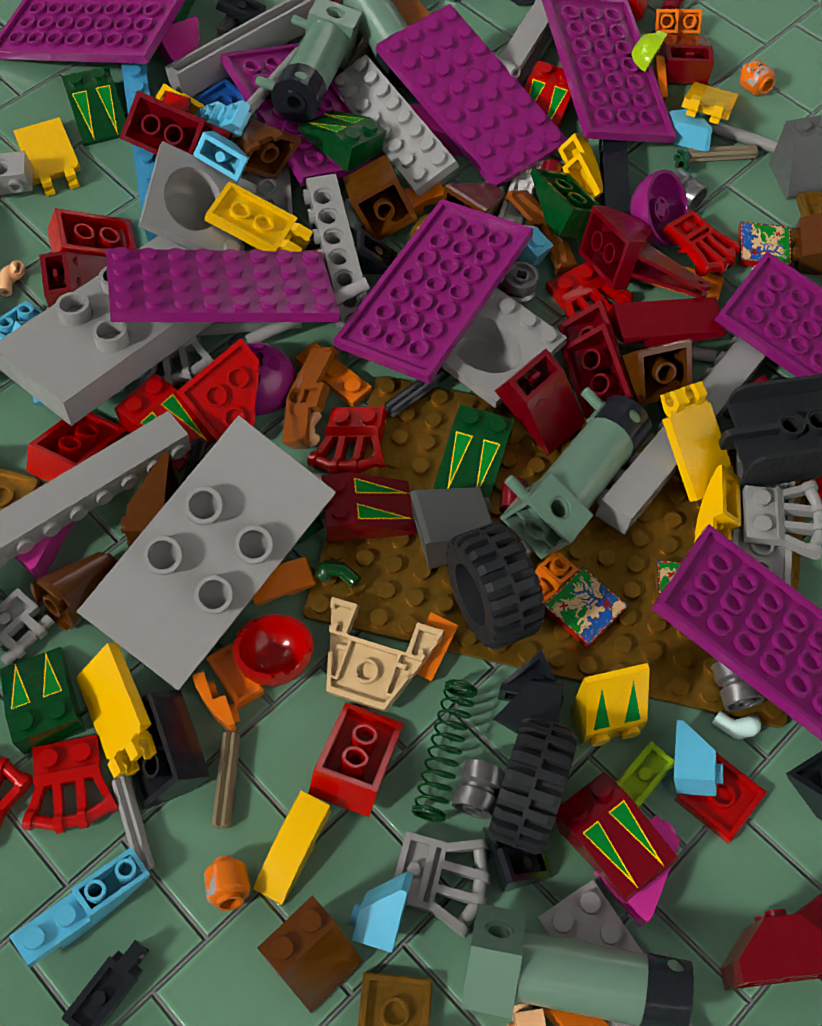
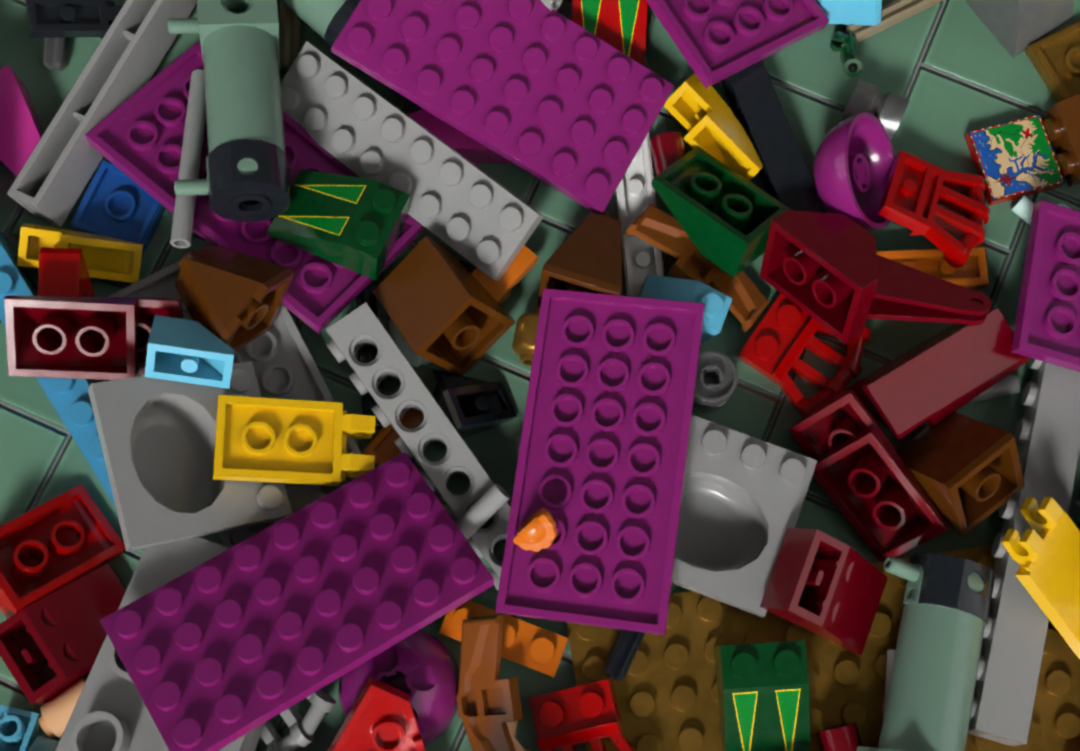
camera: 20 degrees left, 15 degrees up
(230, 117) = (152, 273): medium azure slope -> none
(376, 302) = (537, 531): none -> orange piece

